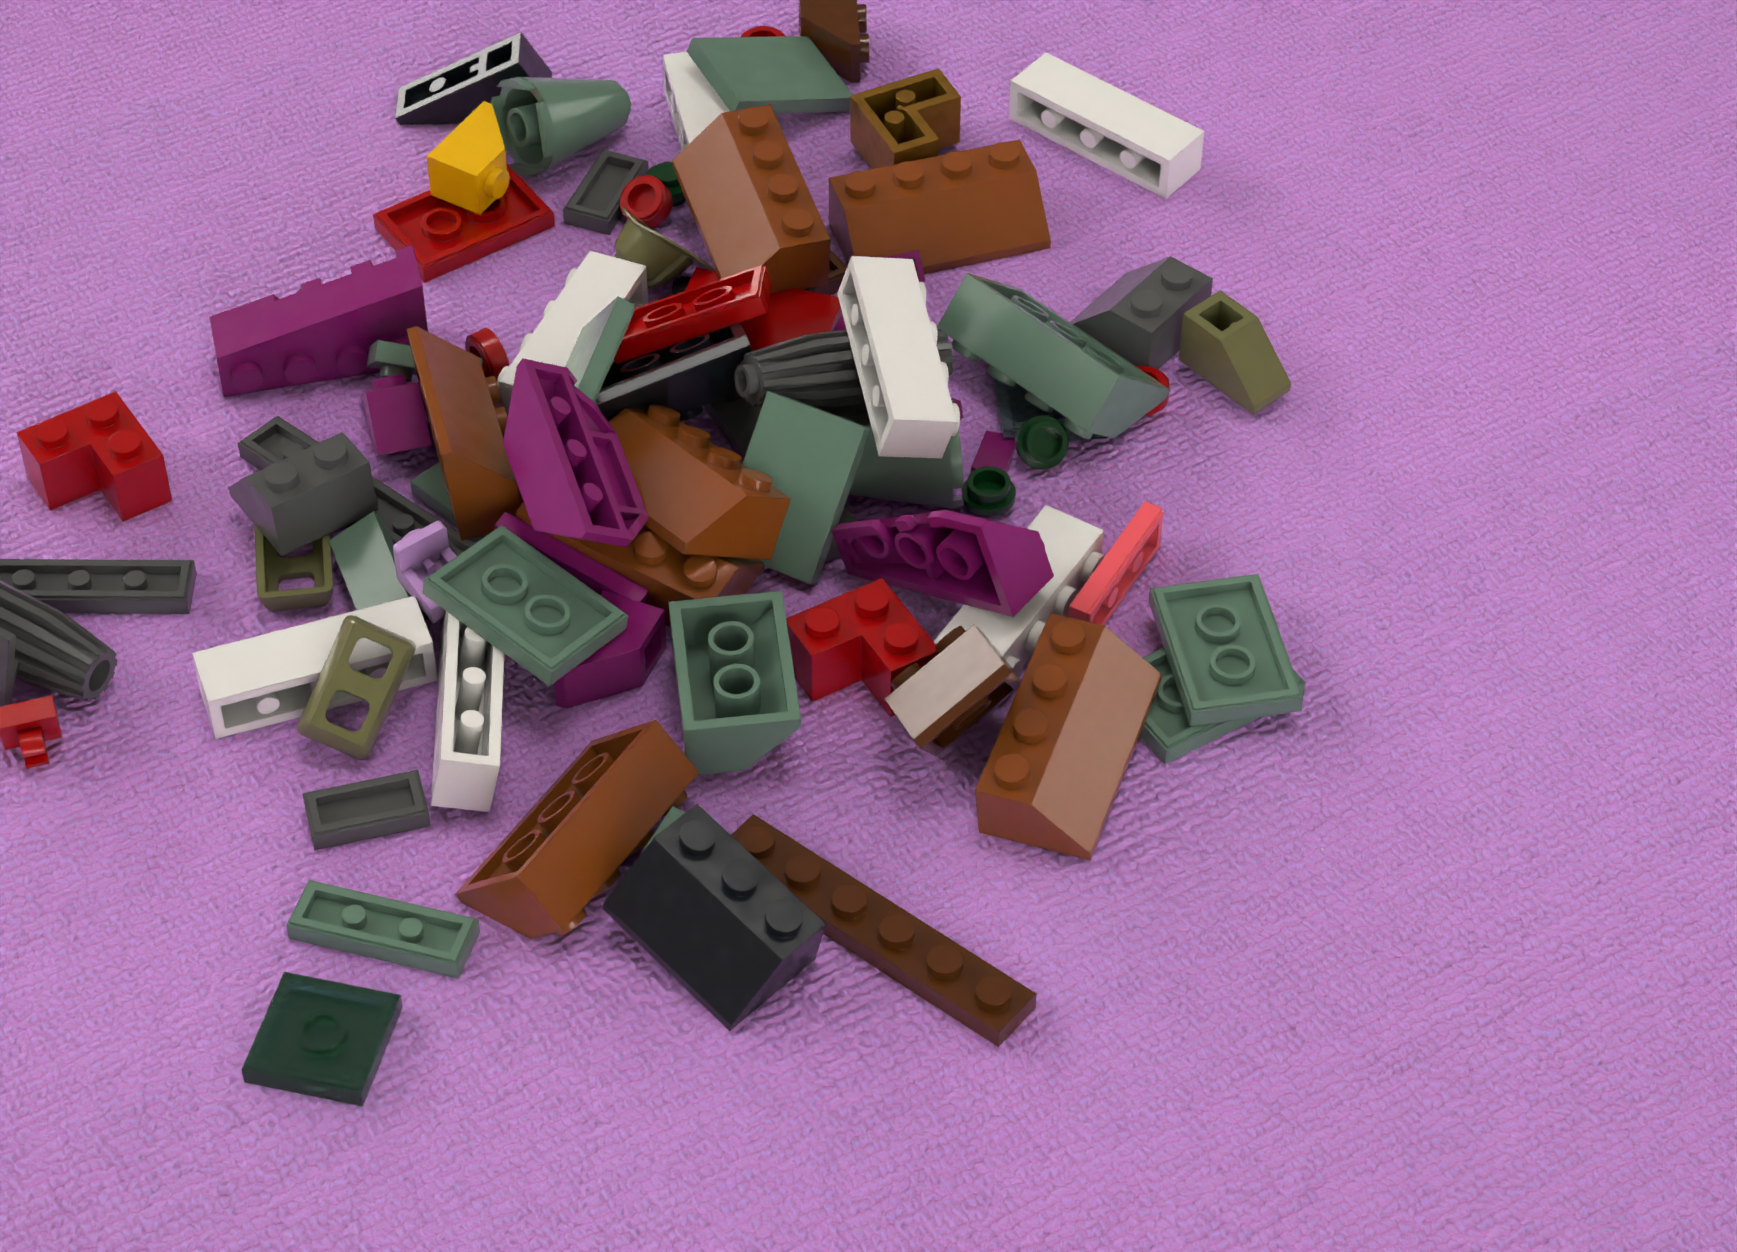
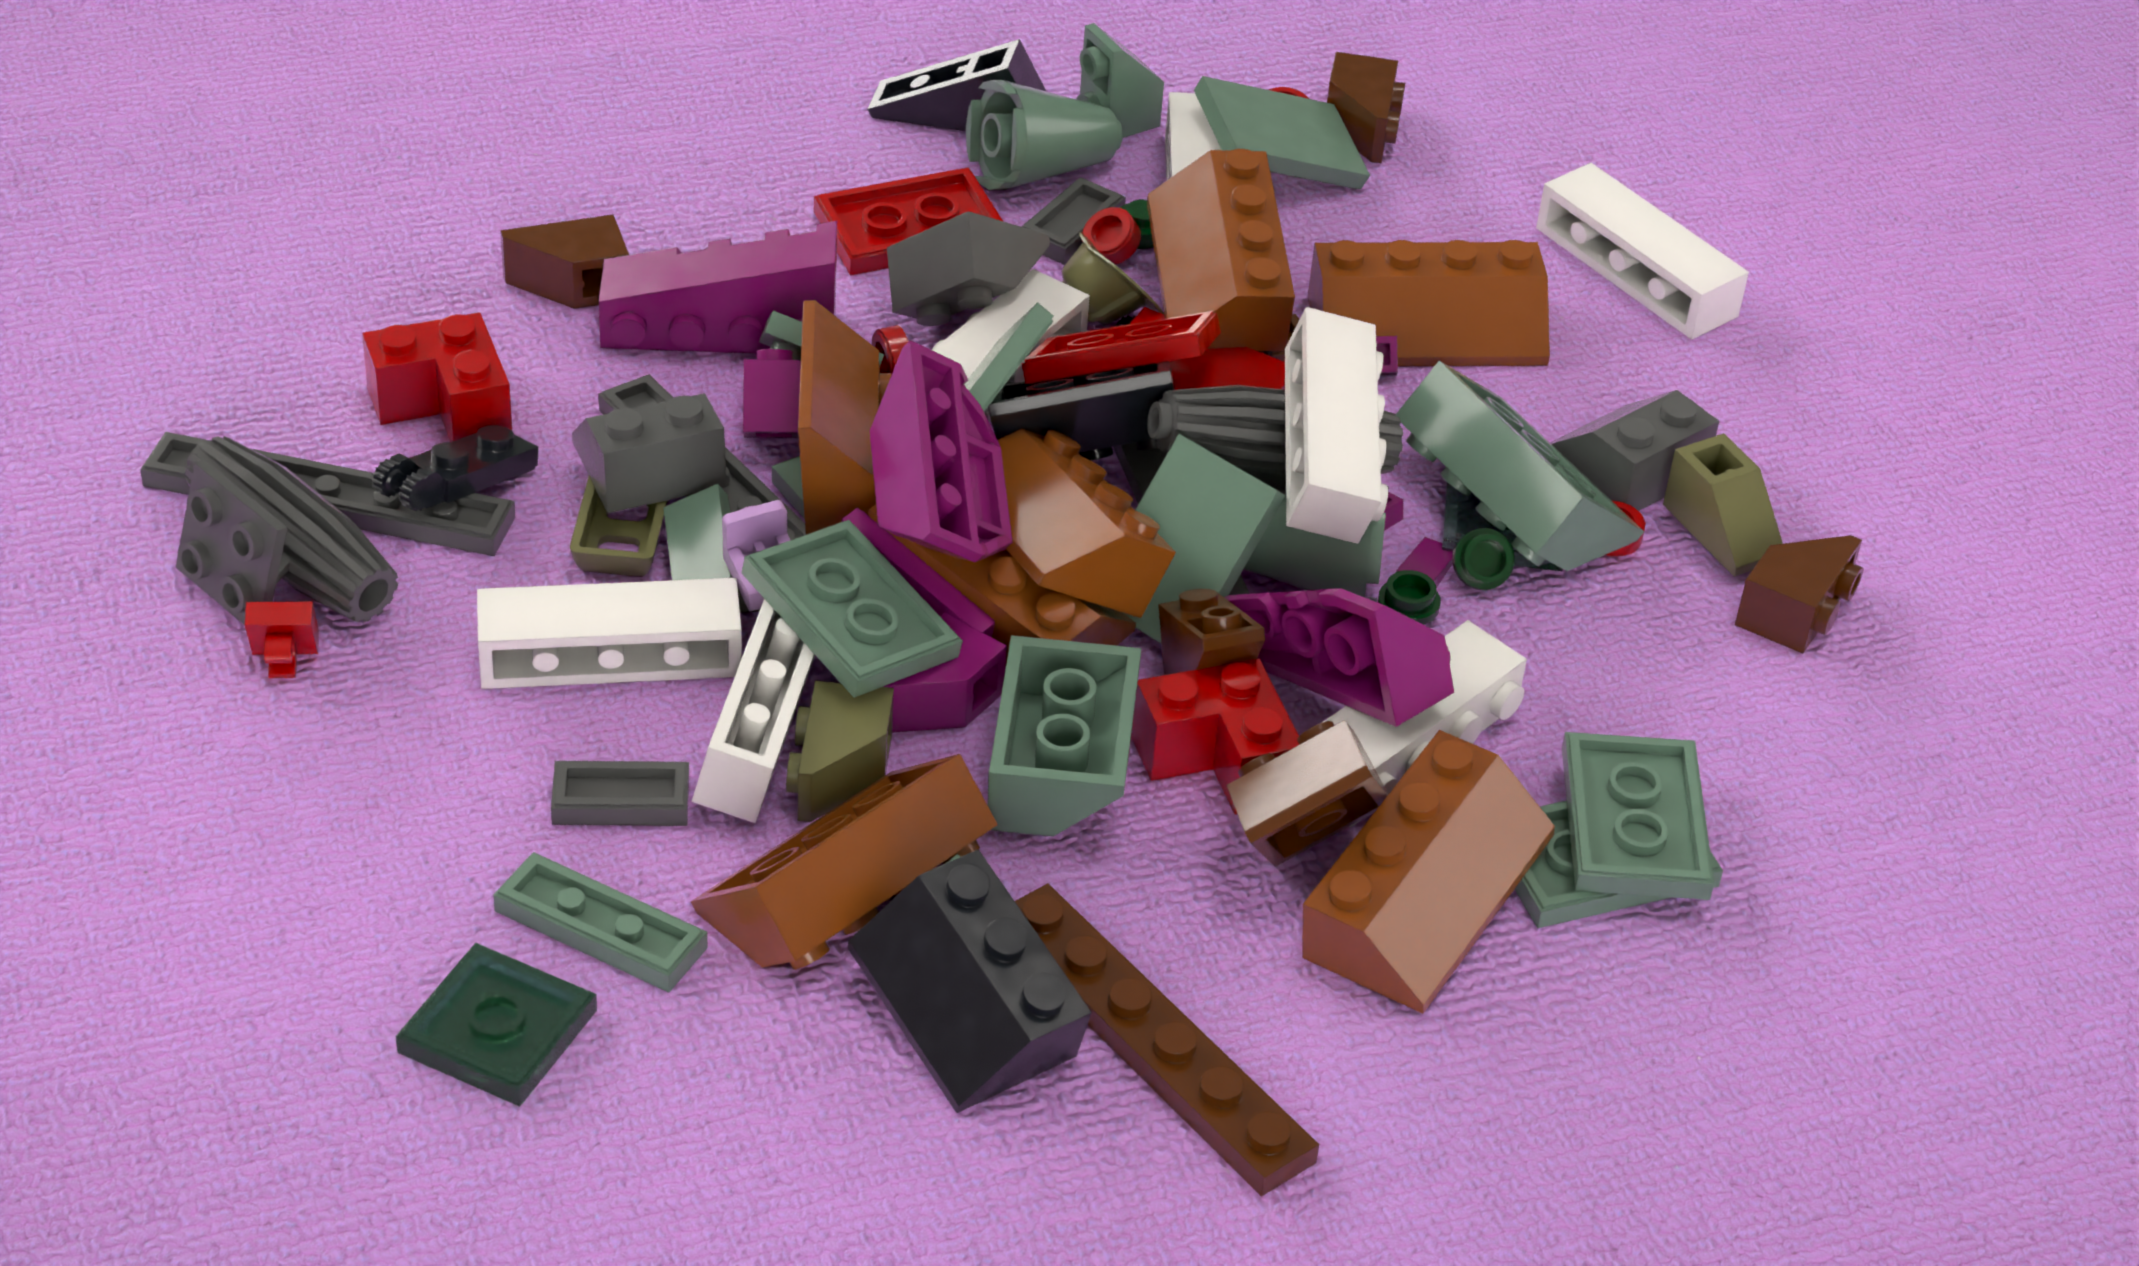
camera: 10 degrees right, 5 degrees down
(135, 540) = (455, 468): none -> black hinge
(169, 320) = (561, 258): none -> reddish brown slope
(339, 676) = (666, 670): olive piece -> none
(470, 163) = (929, 160): yellow slope -> none
(527, 263) = (960, 266): none -> dark grey slope
(547, 729) = (843, 747): none -> olive slope
(615, 53) = (1120, 82): none -> sand green slope
(830, 564) = (1206, 632): none -> reddish brown slope
(905, 119) = (1418, 200): pearl gold brick -> none
(1119, 567) = (1538, 703): coral tile -> none
(1309, 417) = (1799, 589): none -> reddish brown slope

